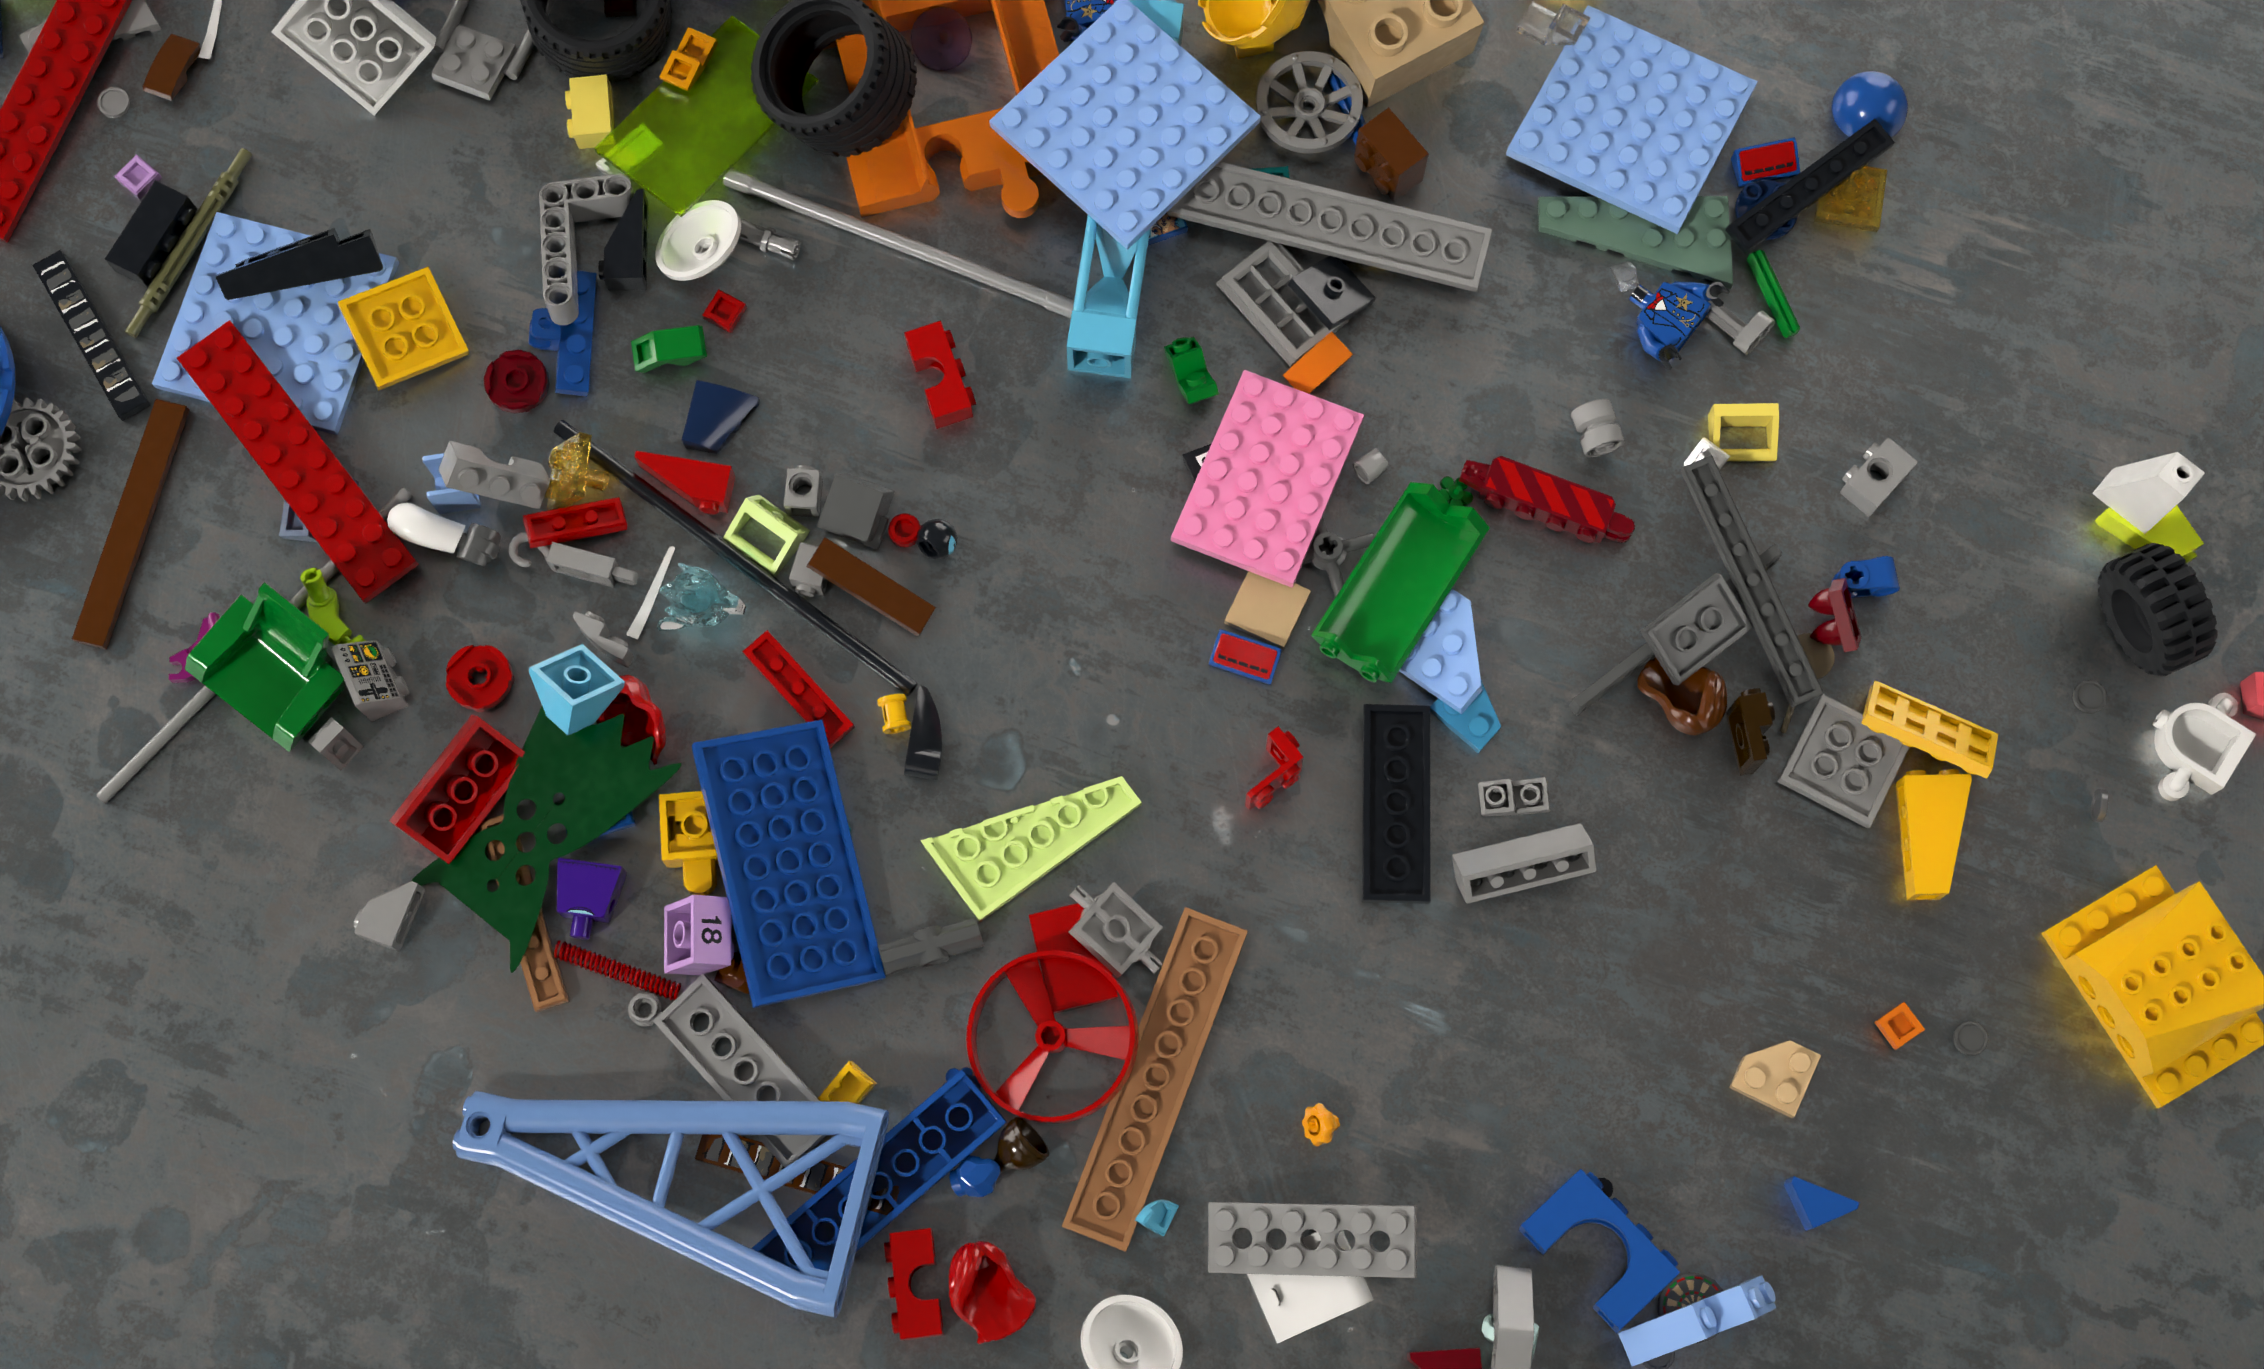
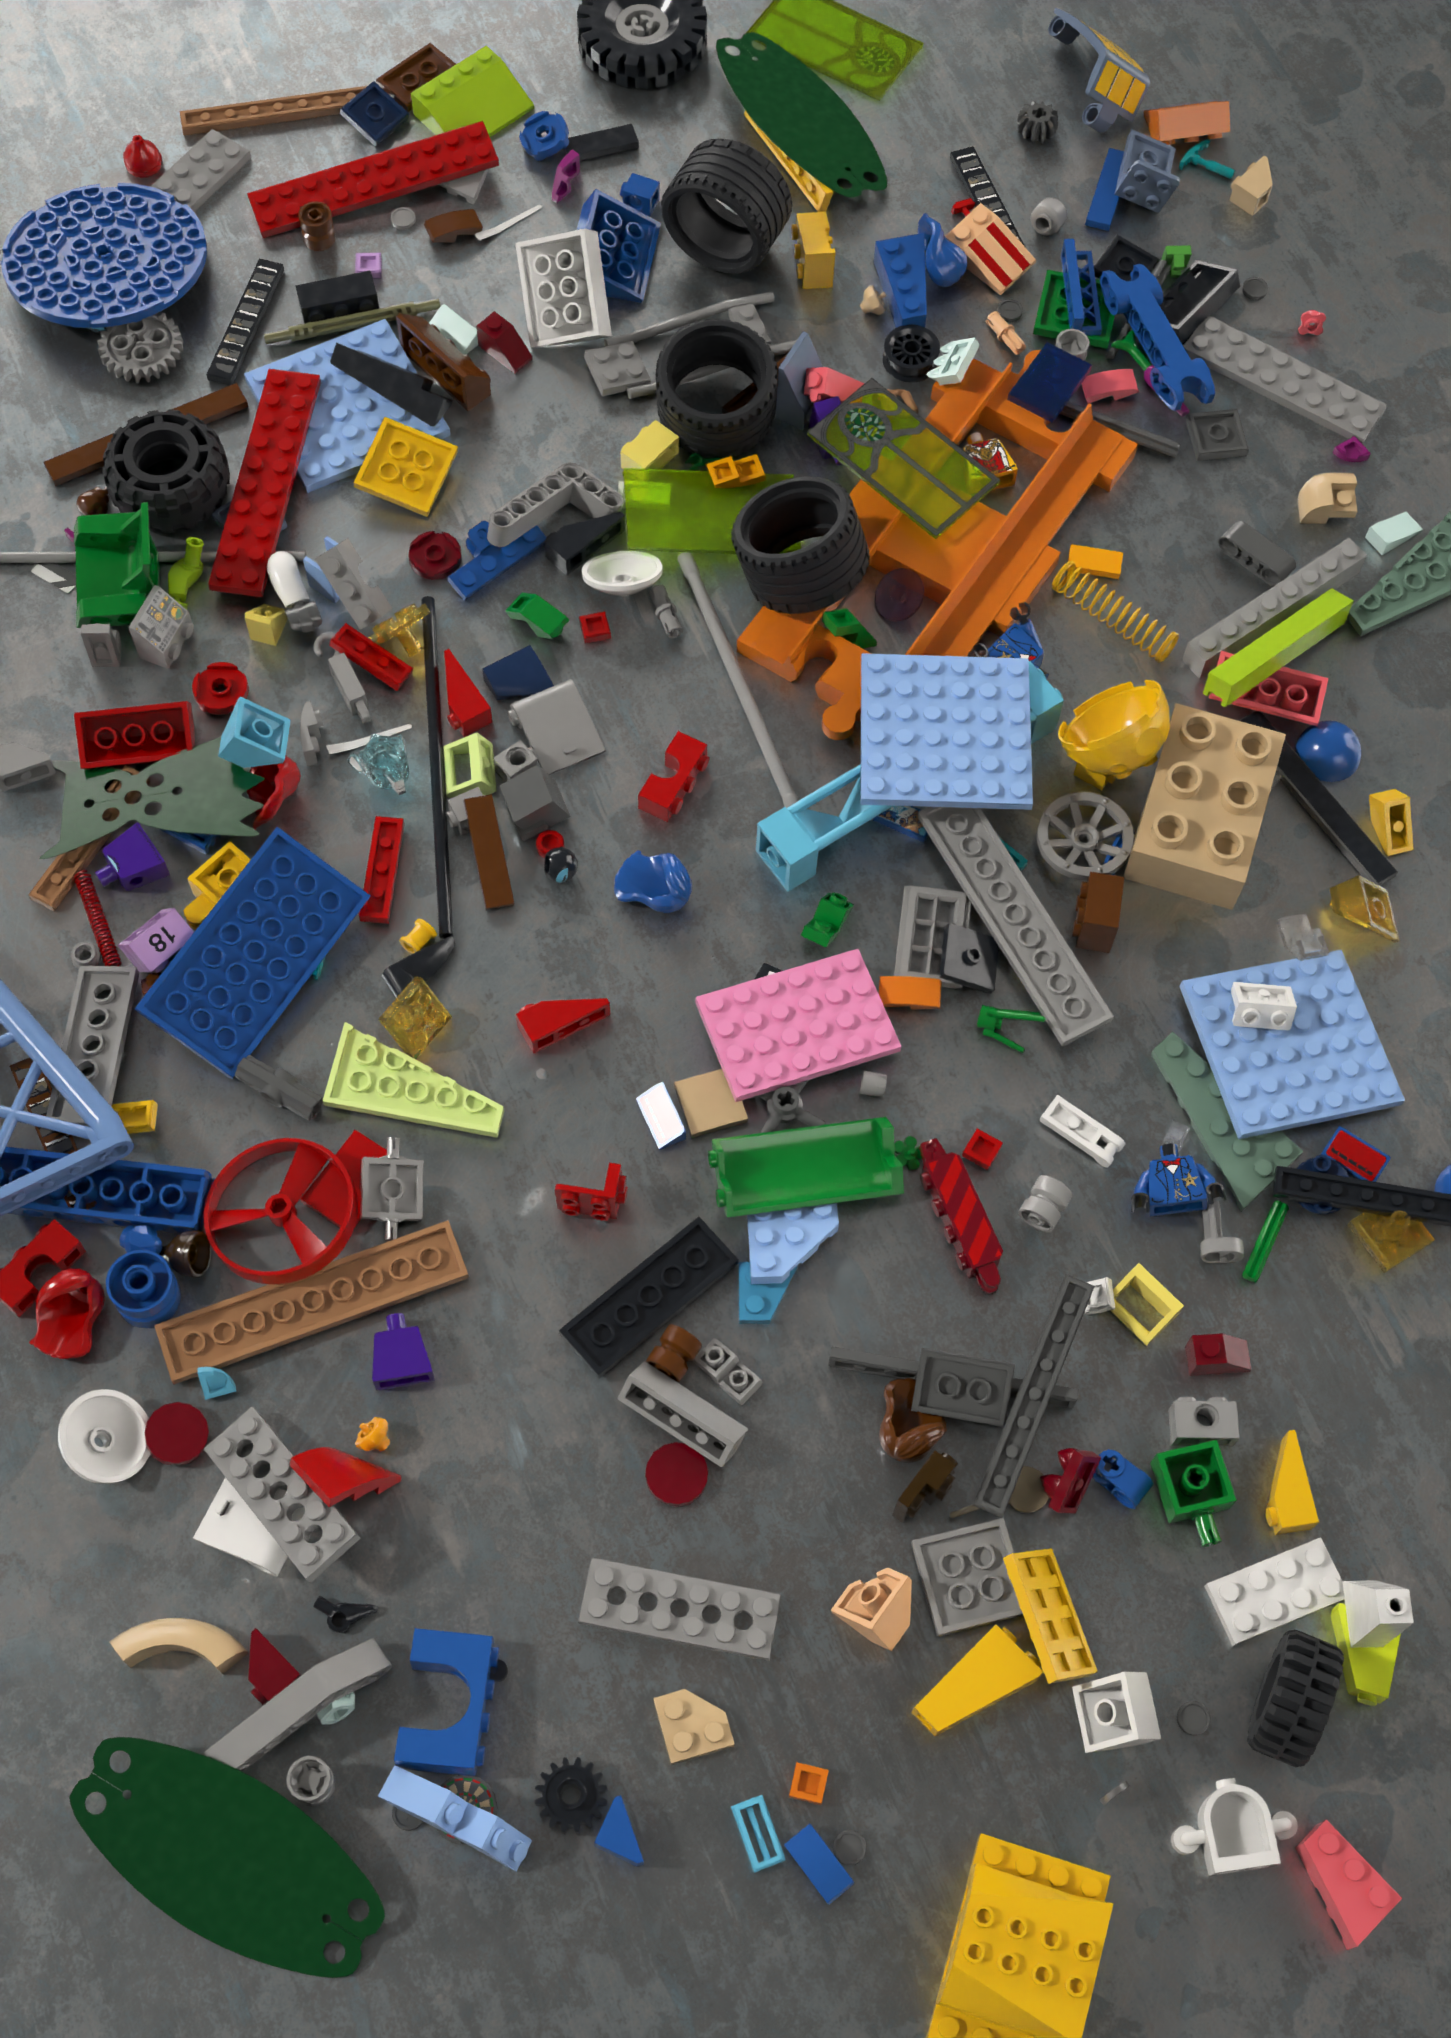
camera: 45 degrees right, 10 degrees down
(51, 184) = (317, 226): none -> reddish brown wheel
(161, 628) = (93, 501): none -> reddish brown piece
(209, 725) = (55, 575): none -> sticker
(232, 569) = (174, 498): none -> black tyre
(291, 165) = (456, 329): none -> light aqua slope
(319, 201) = (443, 361): none -> reddish brown slope
(349, 134) = (503, 342): none -> dark red slope
(448, 581) = (266, 623): none -> light yellow slope
(643, 81) = (698, 461): none -> dark green hand
(793, 426) = (556, 724): none -> light grey door
(938, 108) = (845, 624): none -> green slope
(974, 780) = (410, 1012): none -> clear yellow plate
(1023, 1208) = (143, 1288): none -> blue wheel
(1026, 475) = (655, 881): none -> blue piece
(1078, 668) = (557, 1019): none -> red slope
(1175, 1284) = (176, 1433): none -> dark red tile
(1269, 1044) = (399, 1355): none -> dark purple torso
(1339, 1178) = (340, 1475): none -> red slope
(1399, 321) = (992, 1018): none -> green plant
(1450, 1272) = (343, 1614): none -> black animal
(1464, 822) = (675, 1351): none -> reddish brown wheel
(1505, 433) = (982, 1149): none -> red plate
(1558, 343) = (1082, 1130): none -> white plate
(1564, 912) = (676, 1474): none -> dark red tile
(1590, 108) = (1263, 1006): none -> white bracket
(1675, 1028) = (687, 1630): none -> light grey plate
(1772, 1208) = (571, 1814): none -> black gear
(1809, 851) = (878, 1607): none -> light nougat slope
(1832, 417) = (1217, 1354): none -> dark red slope
(1874, 1087) = (768, 1862): none -> medium azure tile
(1938, 533) = (1184, 1500): none -> green brick
(1967, 1071) = (819, 1864): none -> blue slope
(1986, 465) = (1290, 1497): none -> yellow slope
(2042, 749) = (1116, 1712): none -> white slope
(2049, 547) = (1276, 1591): none -> white plate

